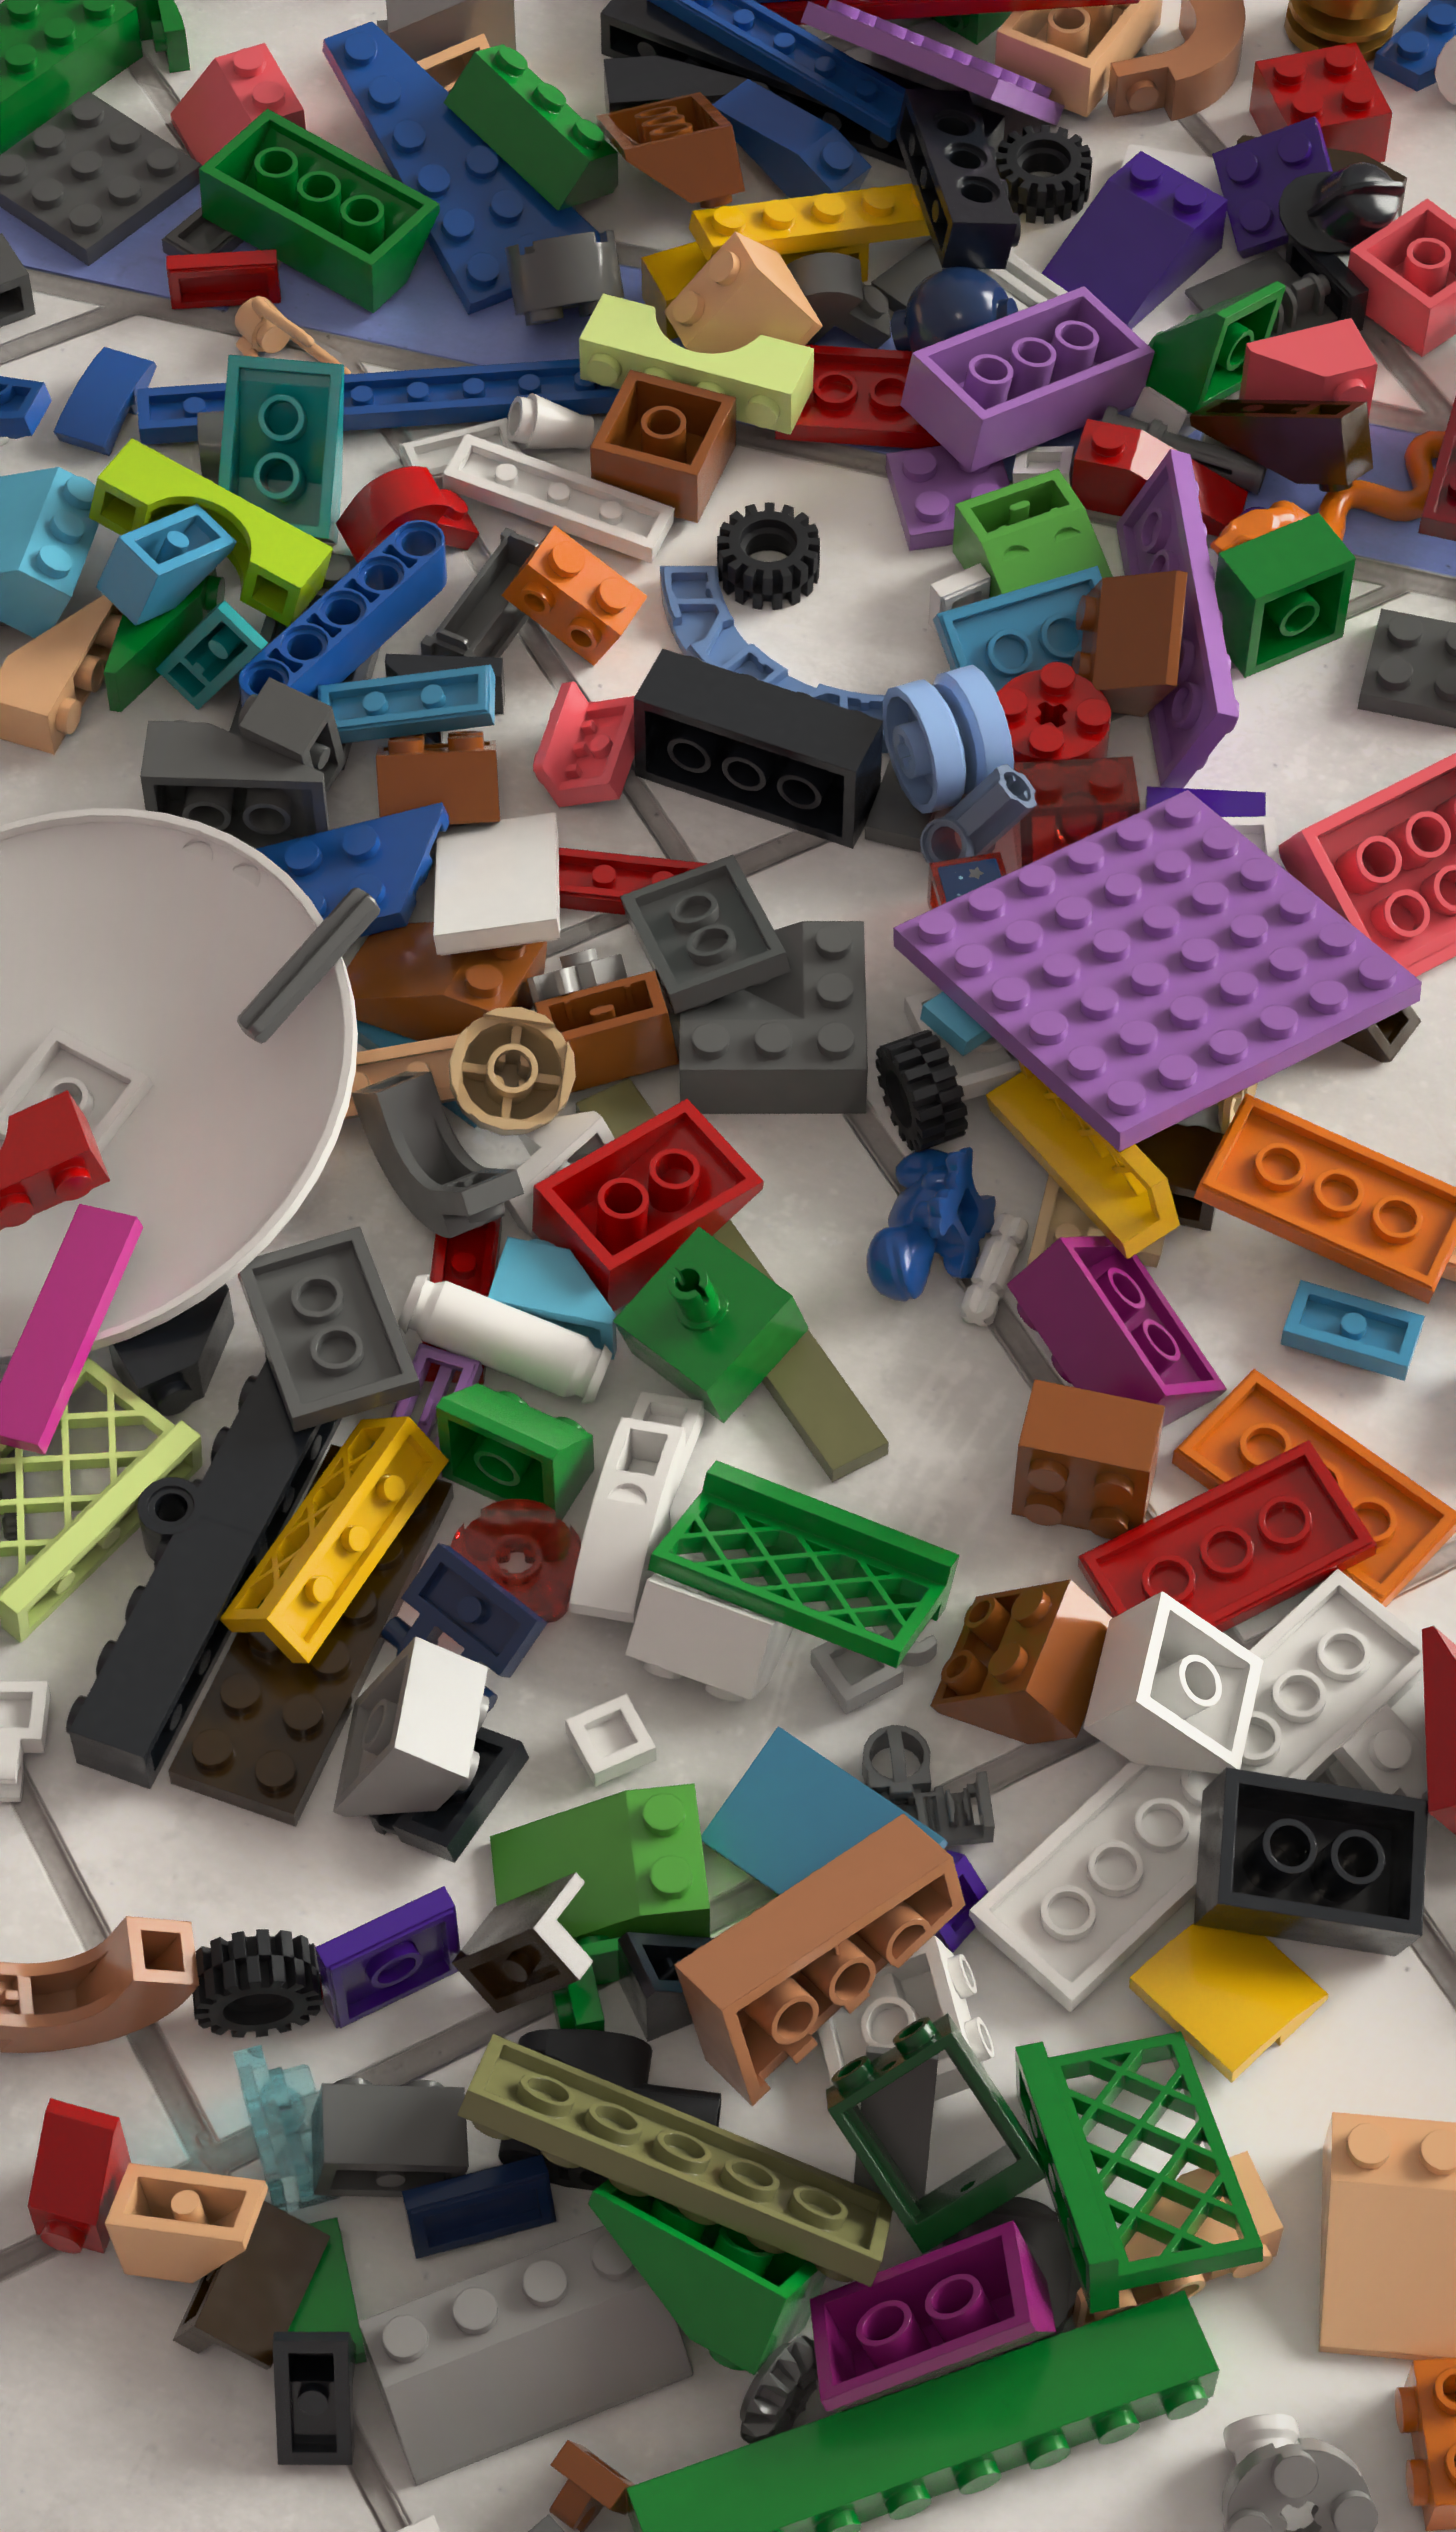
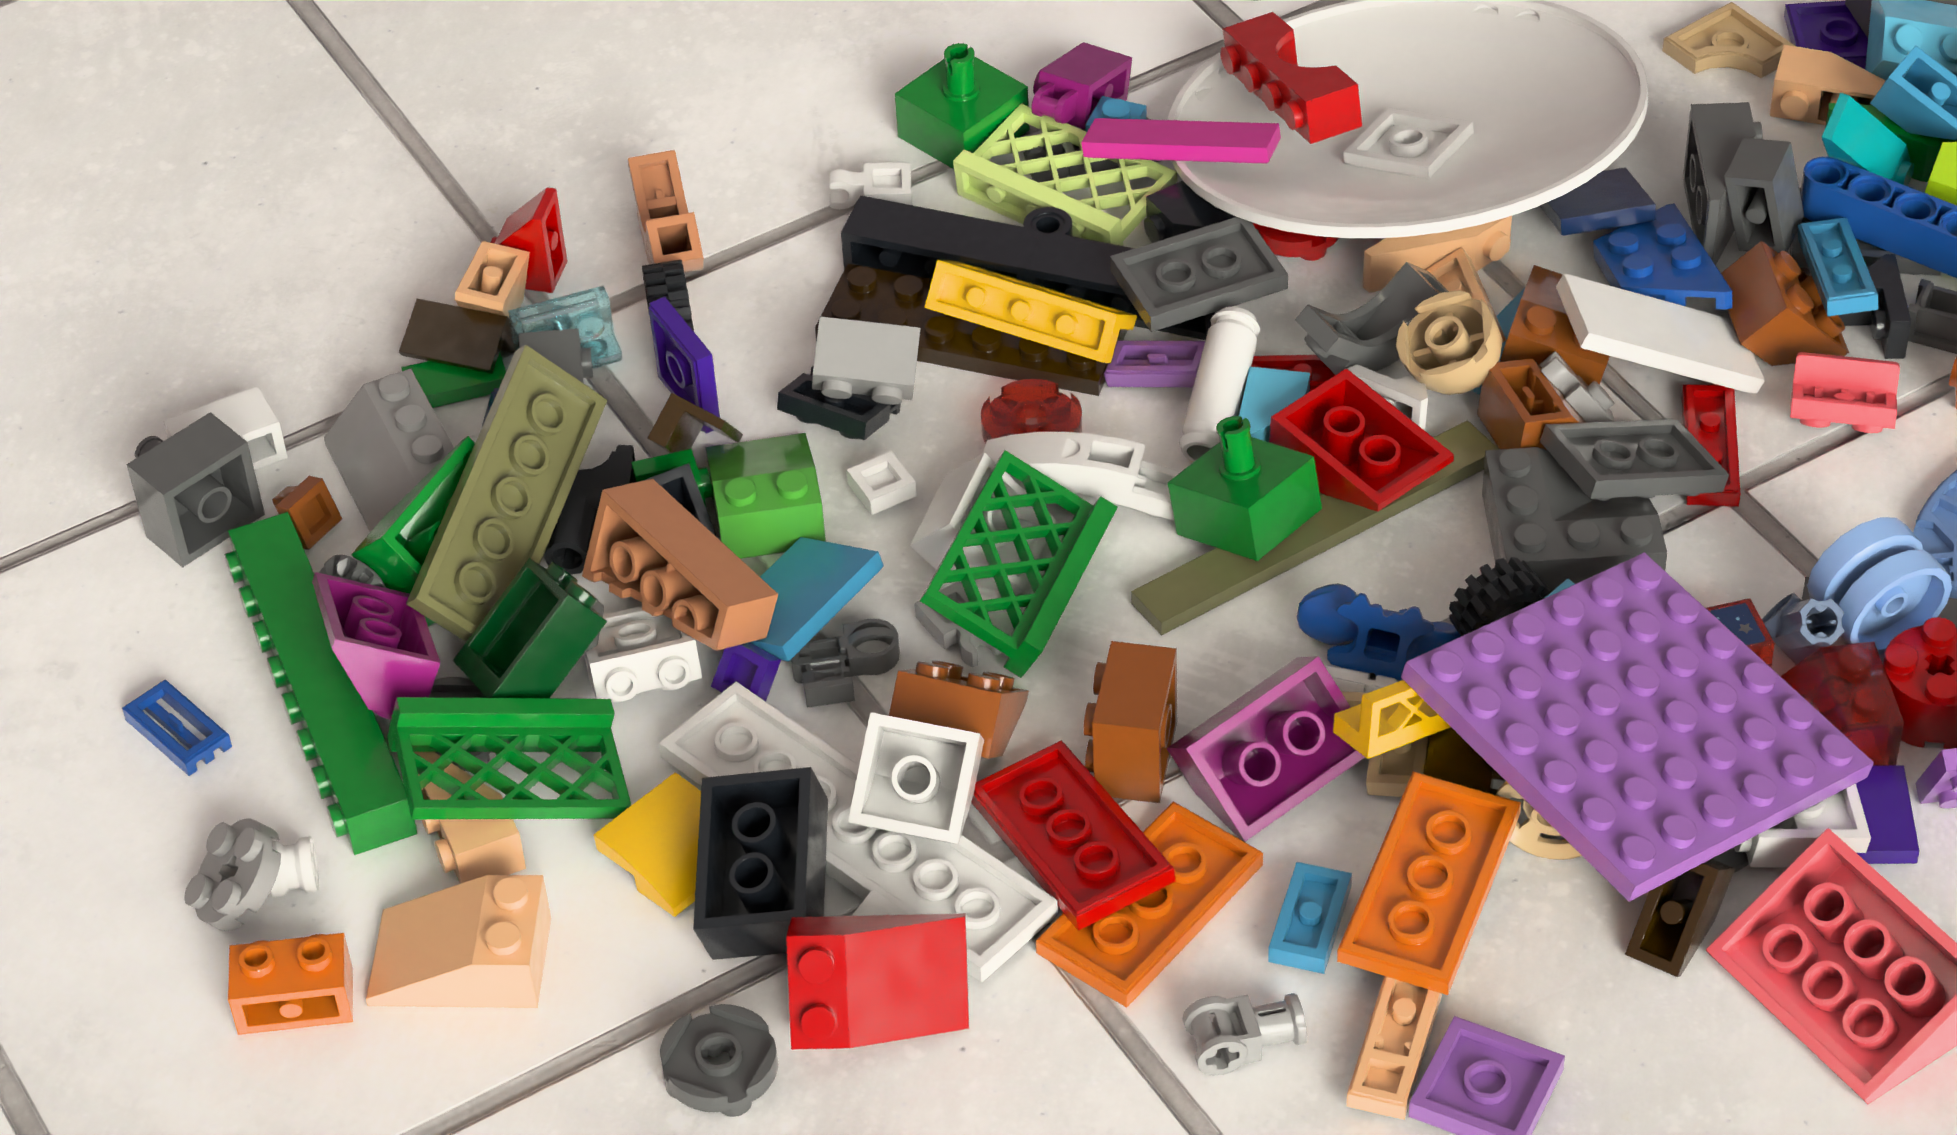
camera: 90 degrees right, 10 degrees down
(308, 965) = (1493, 184): dark grey axle -> none
(314, 2397) = (379, 354): black slope -> none
(469, 1609) = (964, 388): dark blue plate -> none
(512, 1449) = (1123, 387): green slope -> none
(757, 747) = (1856, 464): black brick -> none

